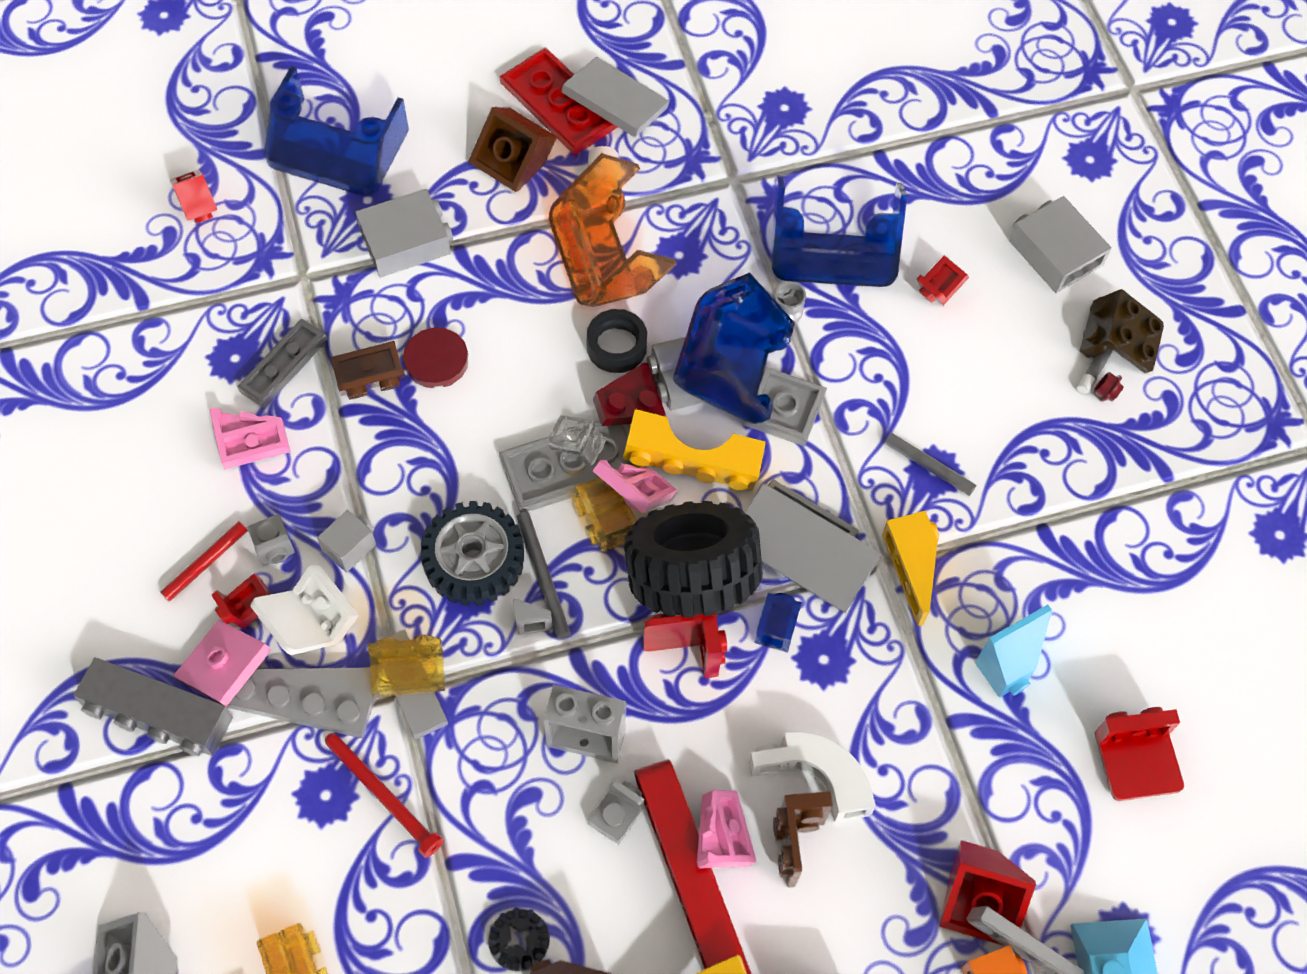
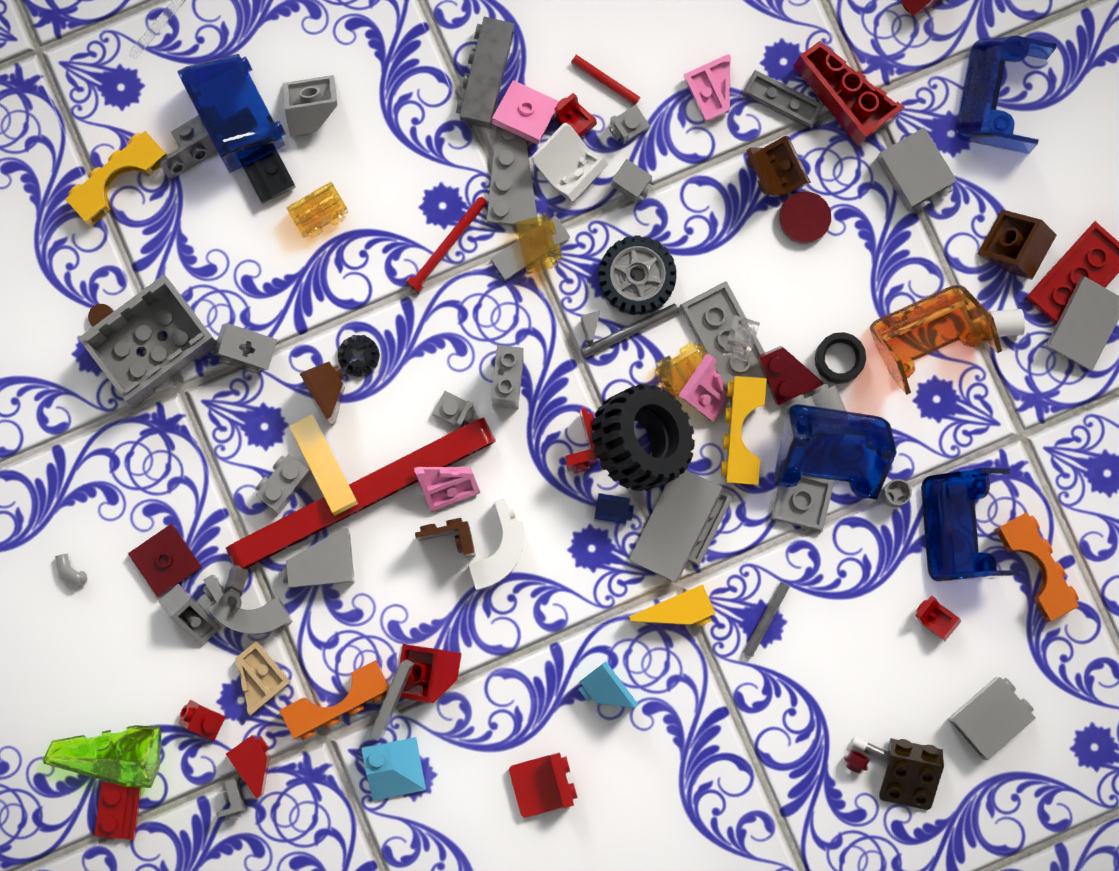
camera: 80 degrees right, 20 degrees up
(292, 288) = (846, 93): none -> red wedge
(920, 167) = (1054, 595): none -> orange arch

